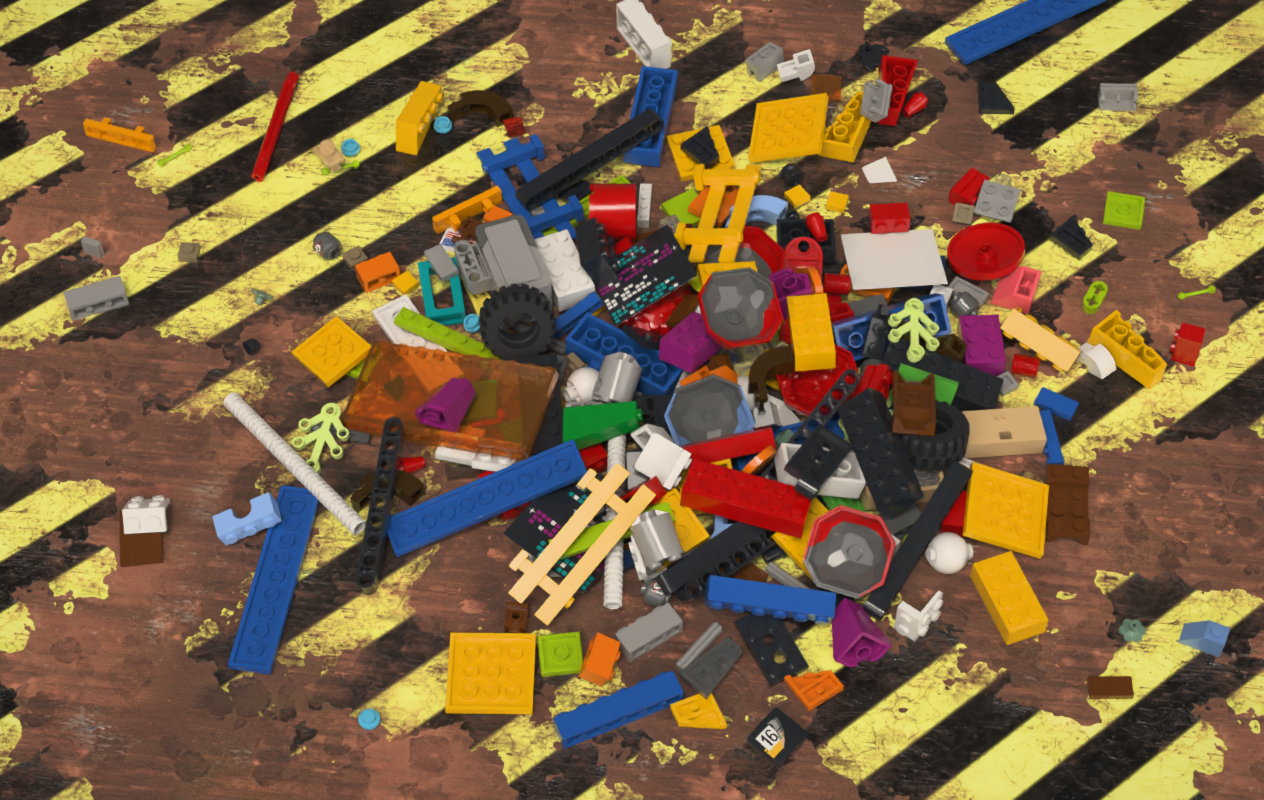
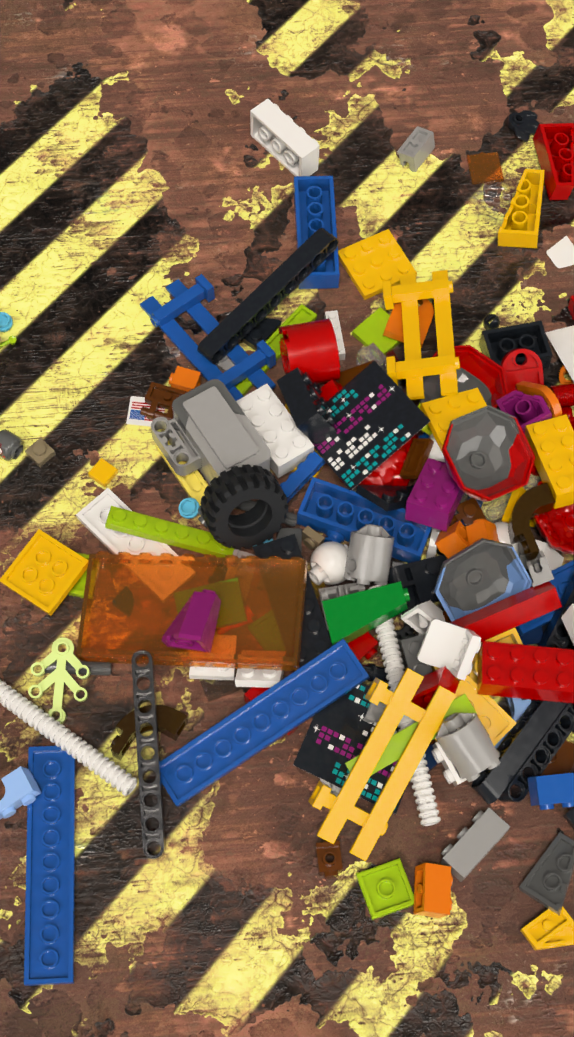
camera: 15 degrees left, 10 degrees up
(369, 719) = (198, 1016): medium azure plate -> none
(377, 272) = (69, 466): orange brick -> none
(412, 464) = (166, 692): red cone -> none
(417, 117) = (67, 274): yellow wedge -> none
(441, 262) = (139, 445): light grey tile -> none
(442, 124) = (95, 278): medium azure plate -> none
(446, 316) = (155, 507): teal piece -> none
(471, 207) = (135, 386): light orange hinge -> none
(481, 103) = (133, 245): dark brown arch -> none
(491, 673) = (318, 931): yellow plate -> none
(514, 127) = (172, 267): clear red tile -> none
(617, 709) = (466, 946): blue brick -> none
(653, 594) = (467, 798): dark grey head -> none
(699, 646) = (531, 849): light grey axle -> none
(701, 148) = (380, 261): black wing -> none
(760, 462) = (547, 628): orange tile -> none
(765, 209) = (464, 318): light blue arch -> none
(783, 437) = (562, 587): sand green tile -> none
(788, 128) = (464, 222): yellow plate -> none
(791, 174) = (478, 274): black wheel -> none
(797, 196) = (489, 297): yellow tile -> none
(801, 66) = (455, 149): white brick -> none
(816, 225) = (528, 333): red cone -> none
(837, 202) = (532, 296): yellow tile -> none
(876, 100) = (549, 177): light grey hinge -> none

